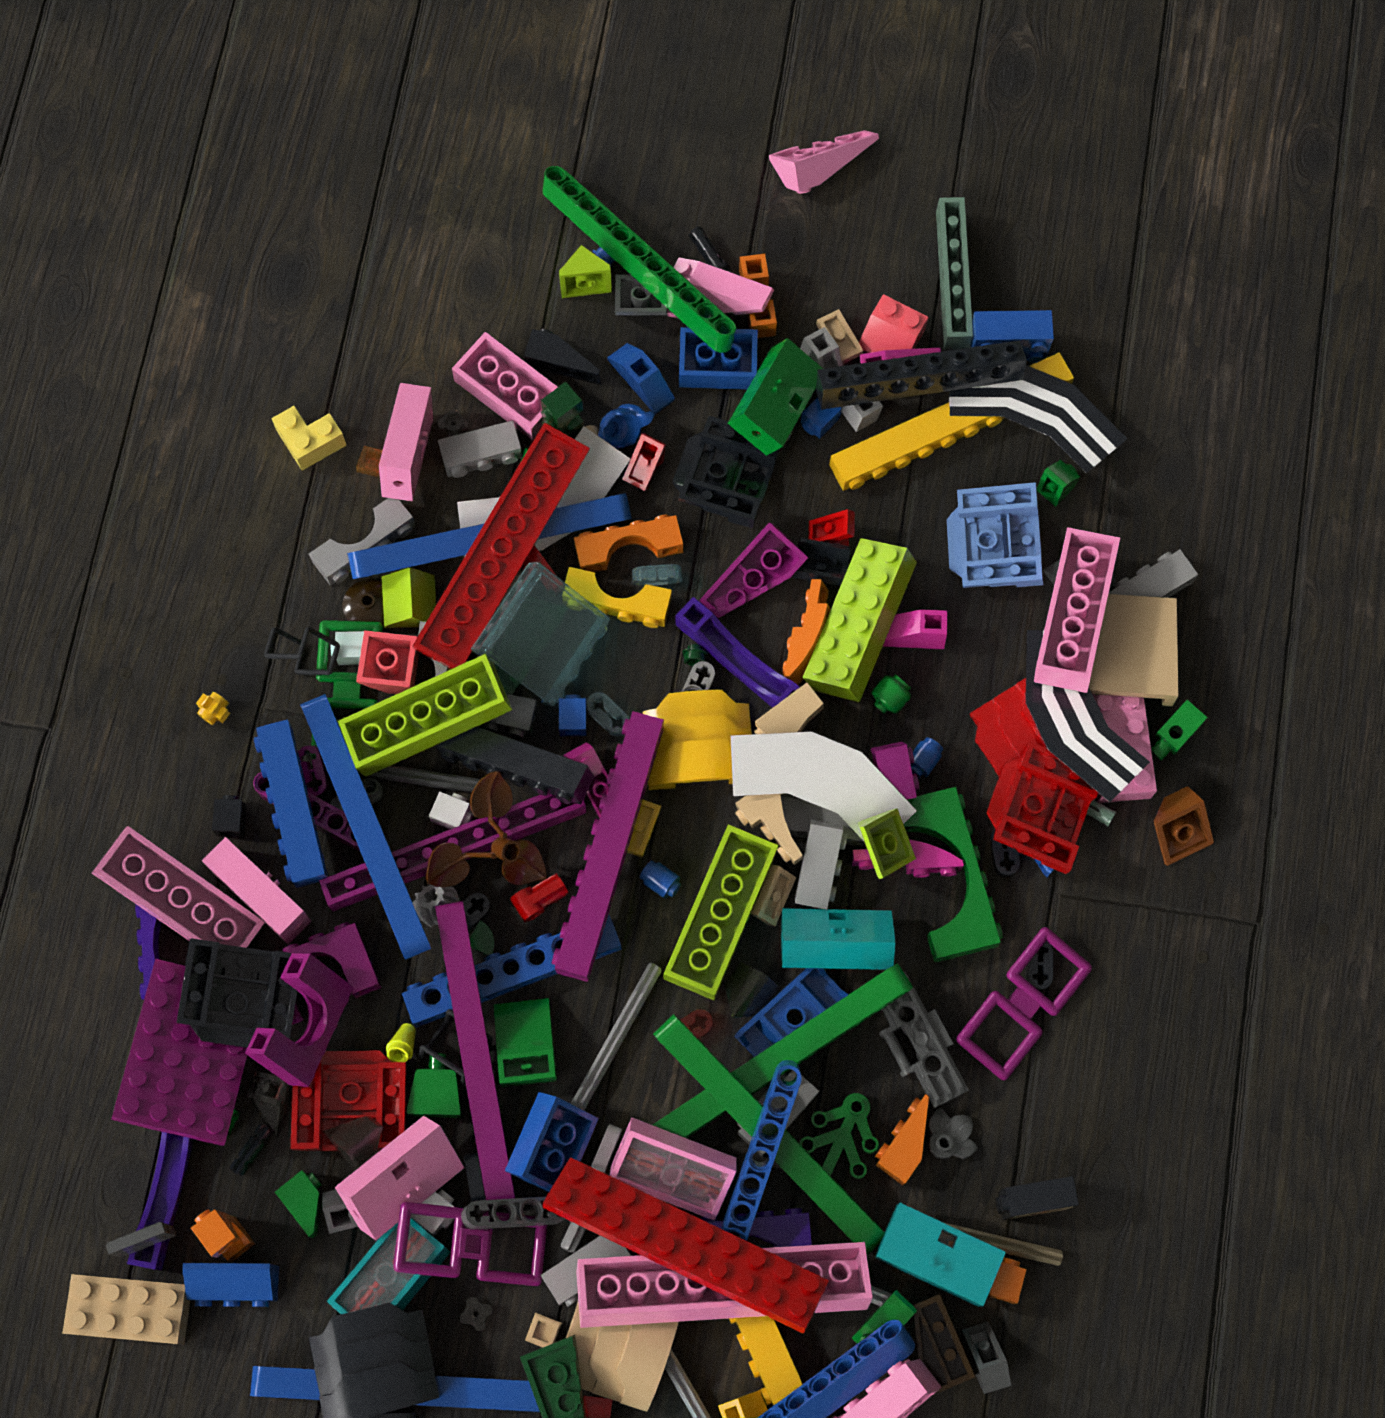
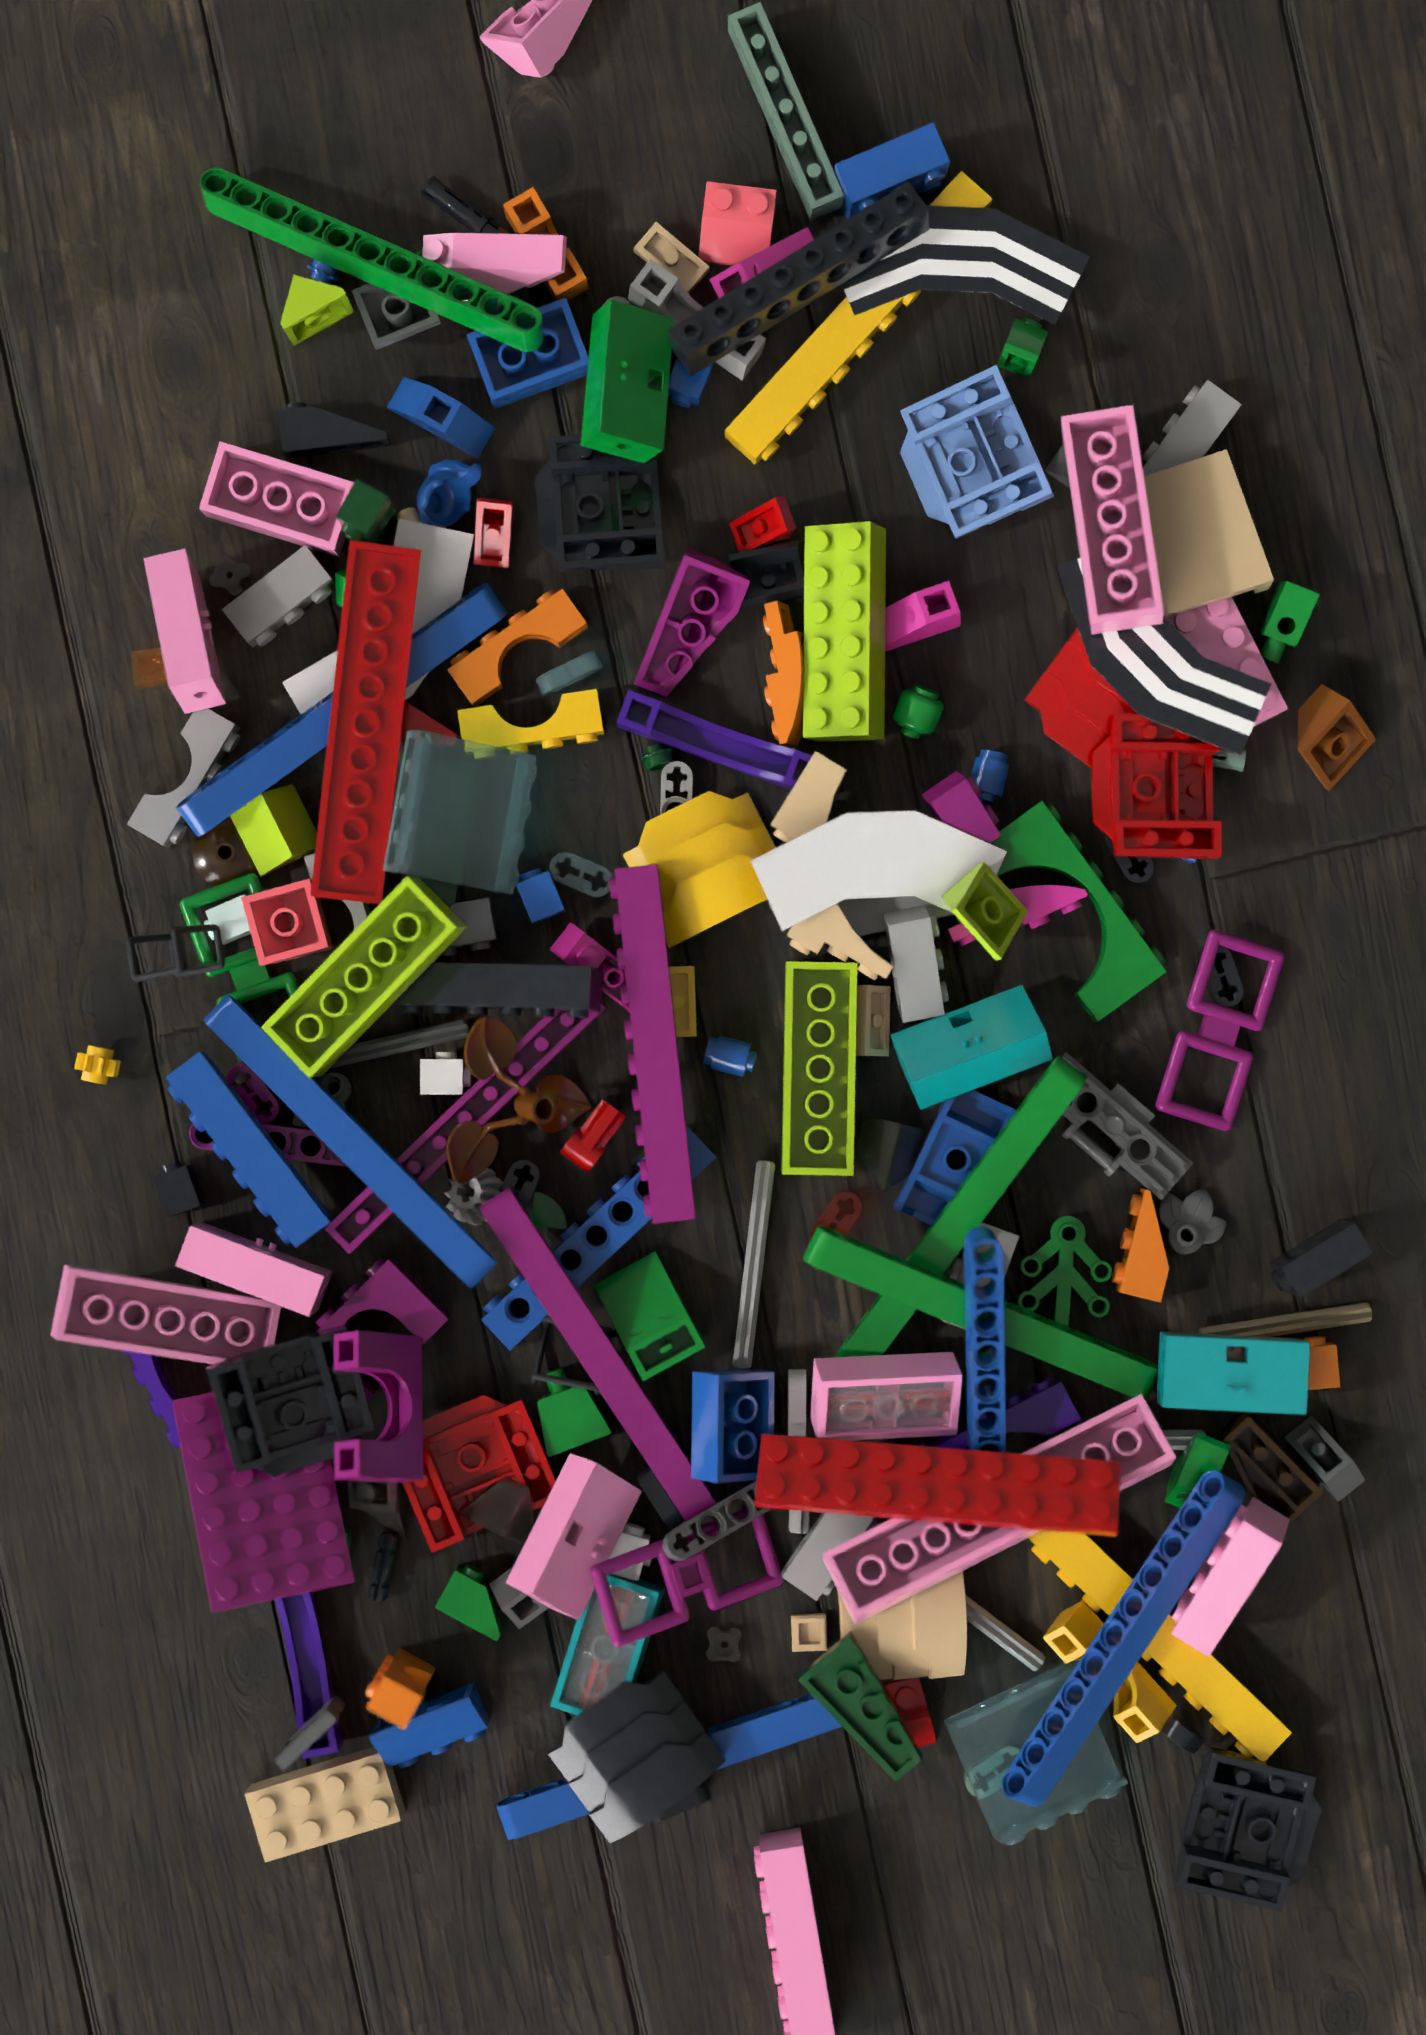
camera: 25 degrees left, 15 degrees up
(310, 442) = (60, 676): light yellow brick -> none
(402, 1044) = (507, 1379): neon yellow cone -> none

